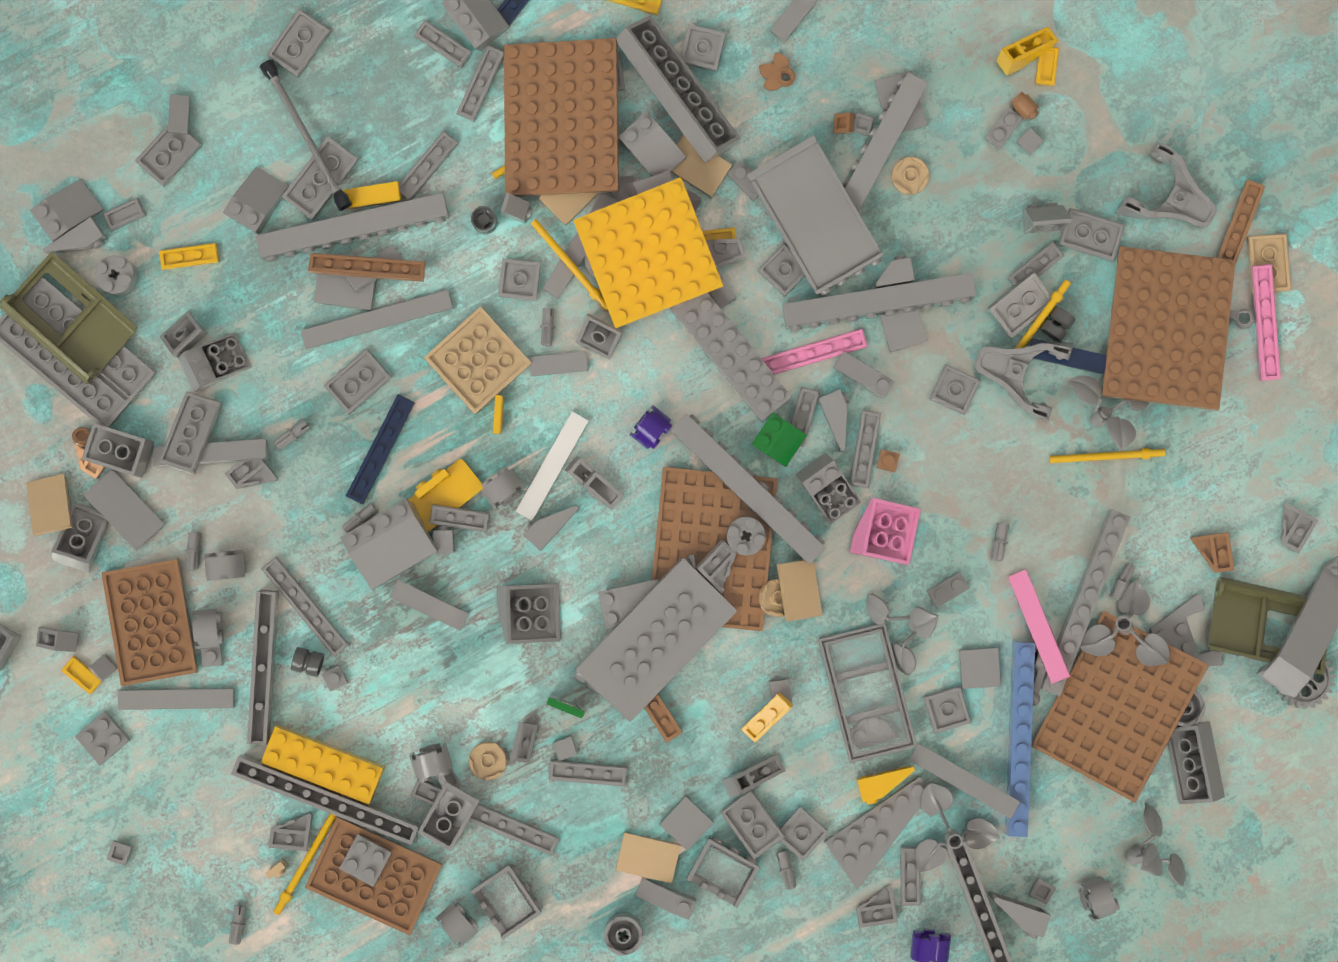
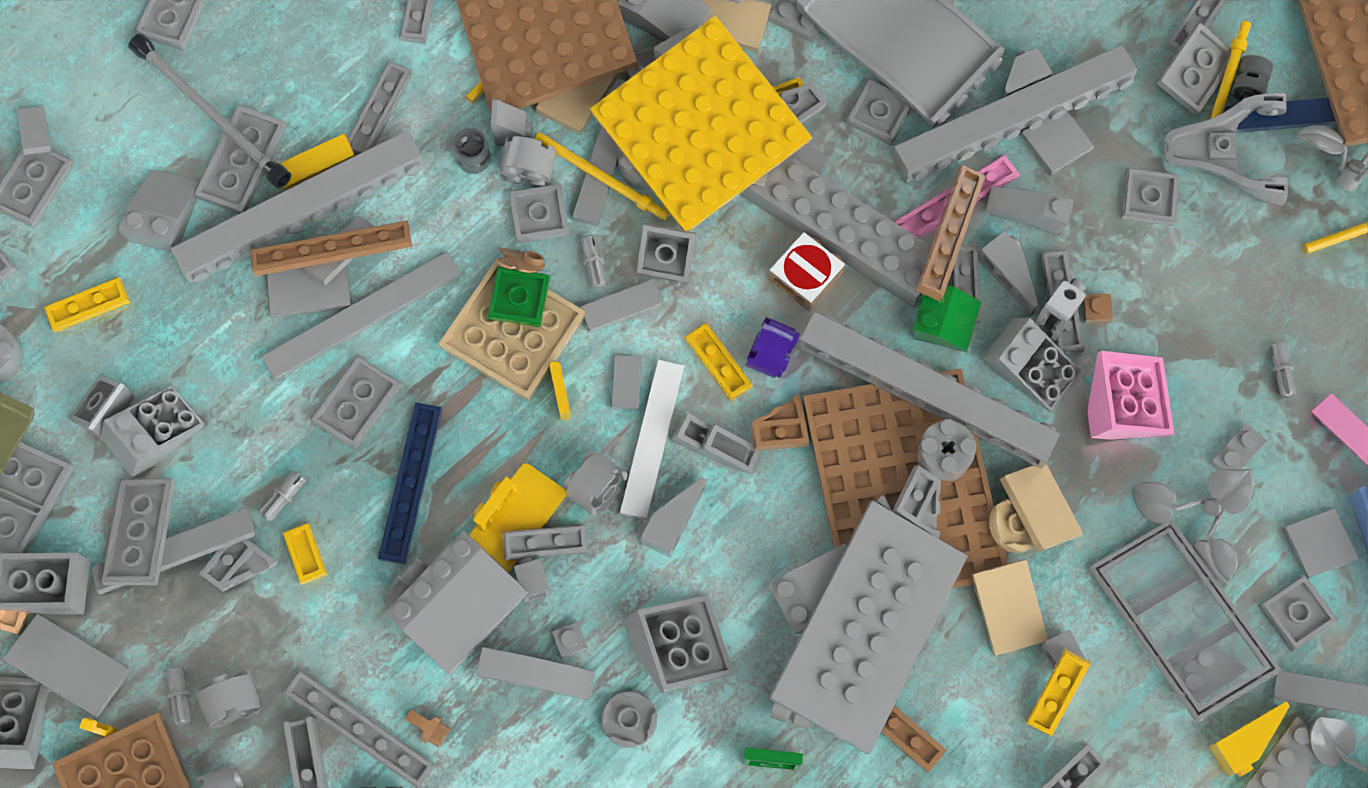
camera: 20 degrees left, 15 degrees down
(135, 557) = (96, 727): none -> yellow tile
(297, 478) = (304, 553): none -> yellow tile
(352, 623) = (433, 730): none -> medium nougat piece
(458, 587) = (570, 640): none -> light grey plate
(488, 340) = (519, 297): none -> green tile
(488, 651) = (629, 719): none -> light grey tile
(496, 313) = (524, 262): none -> medium nougat plate
(520, 240) = (527, 161): none -> light grey brick
(546, 420) = (626, 382): none -> light grey tile
(613, 423) = (718, 362): none -> yellow tile
(641, 484) = (781, 427): none -> medium nougat wing
(694, 377) = (806, 271): none -> piece
(755, 651) = (1009, 607): none -> tan tile
(800, 381) = (950, 233): none -> medium nougat tile
(855, 461) = (1062, 305): none -> light grey torso

